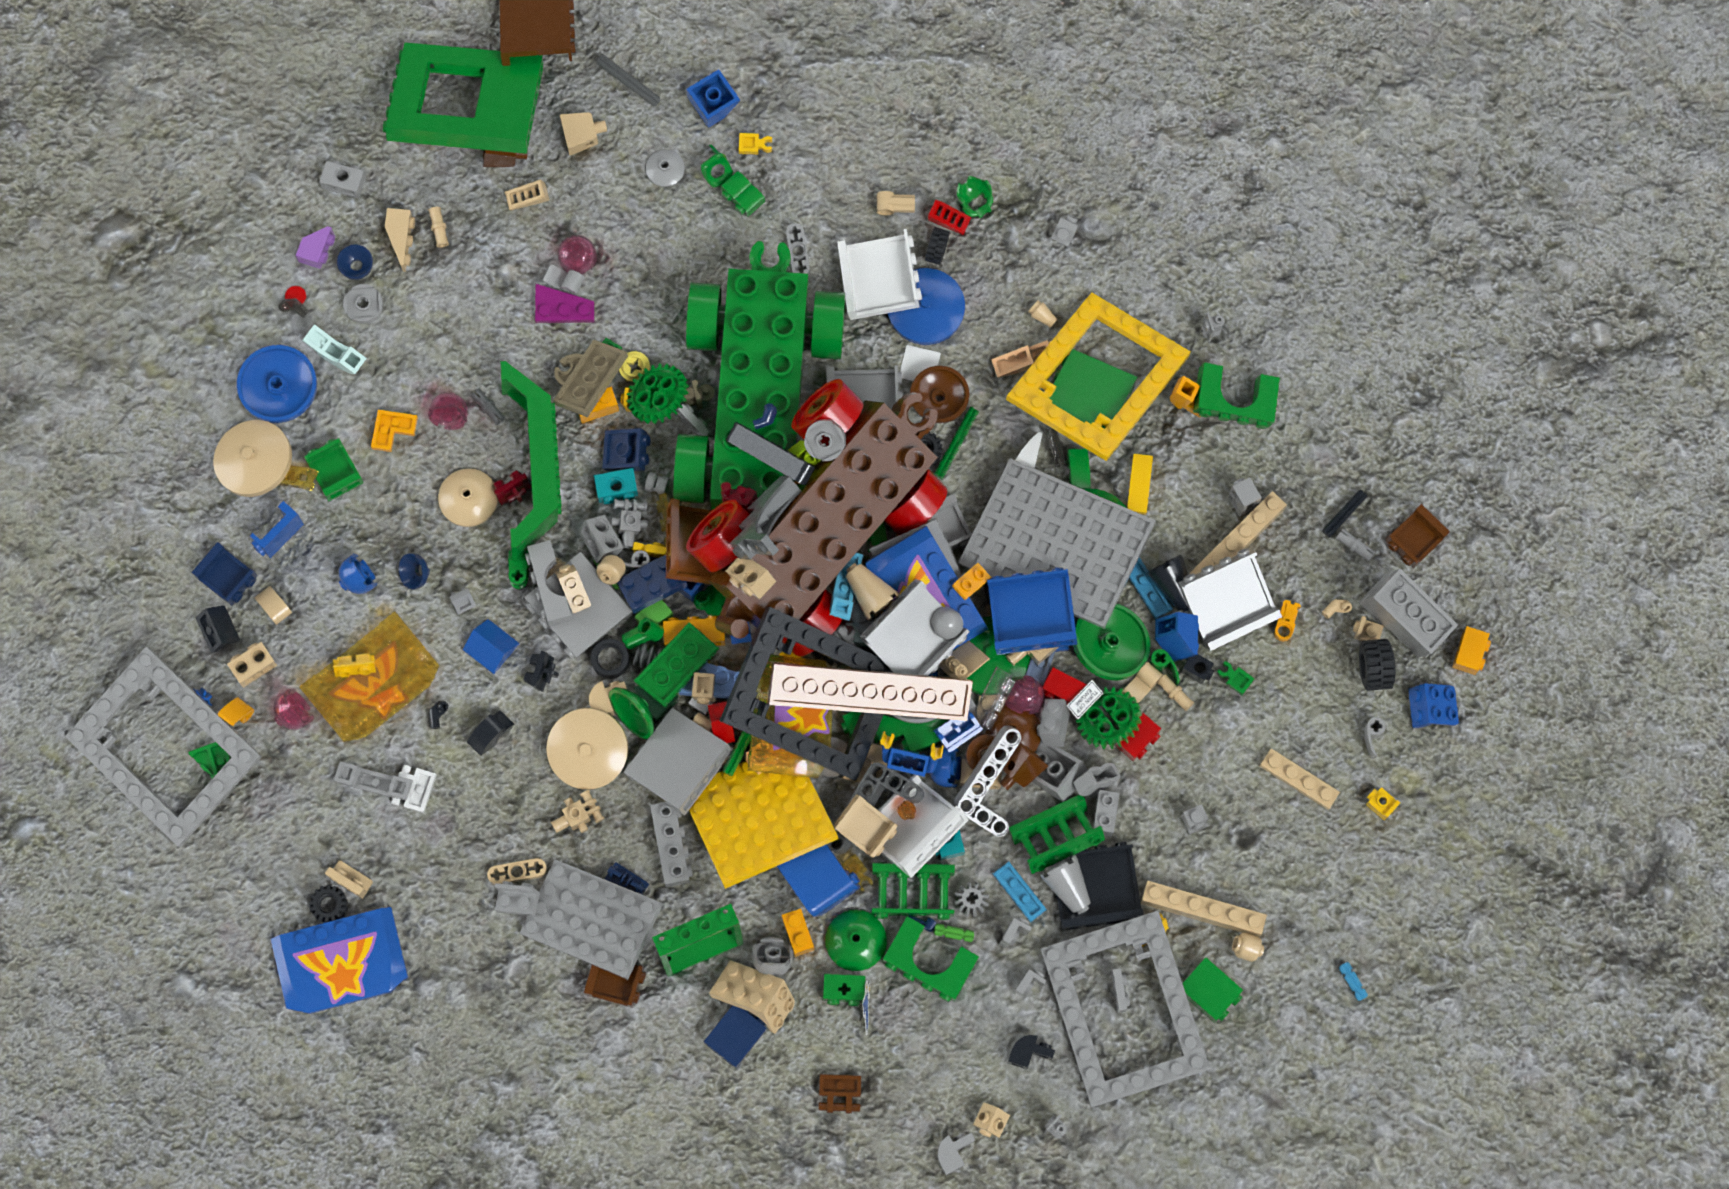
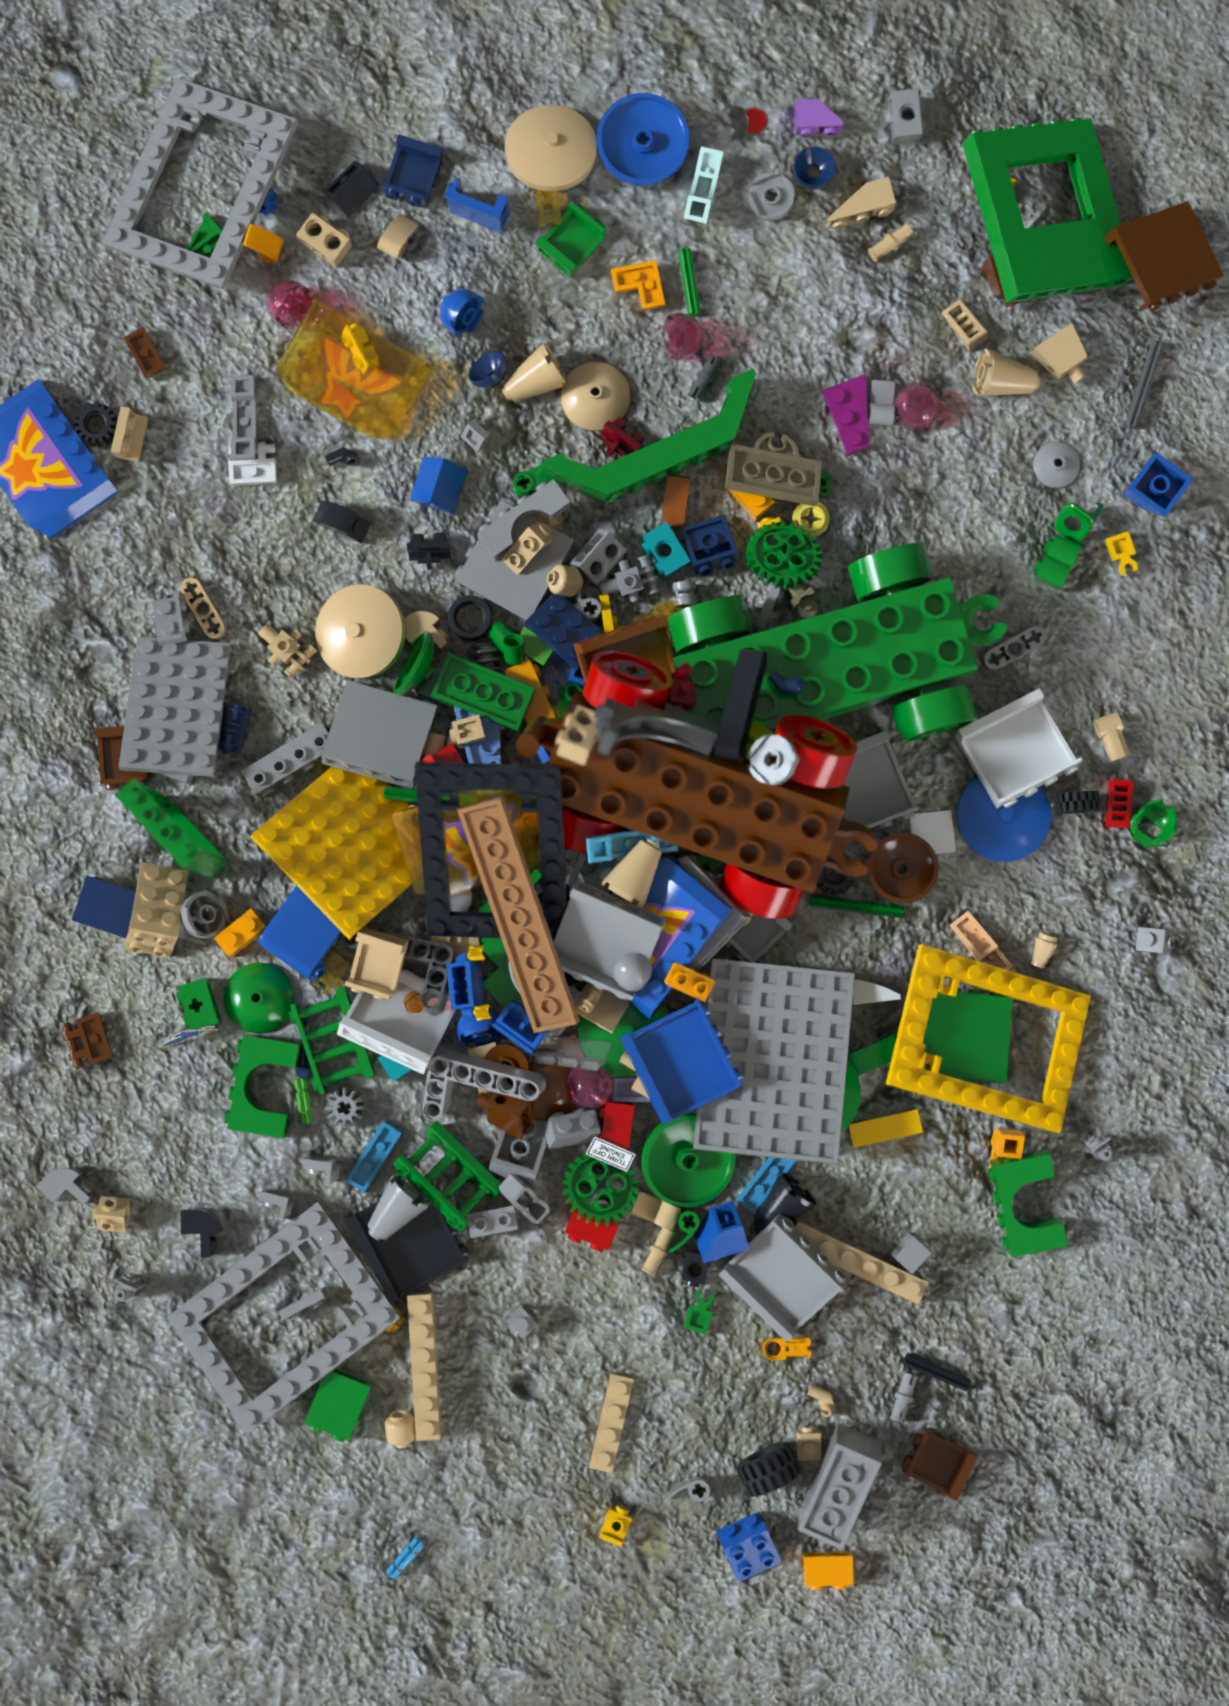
camera: 75 degrees right, 10 degrees up
(285, 843) = (144, 353): none -> reddish brown plate
(405, 391) = (689, 281): none -> green axle
(434, 536) = (535, 376): none -> tan cone
(579, 181) = (1003, 376): none -> tan cone
(579, 463) = (676, 500): none -> dark orange slope

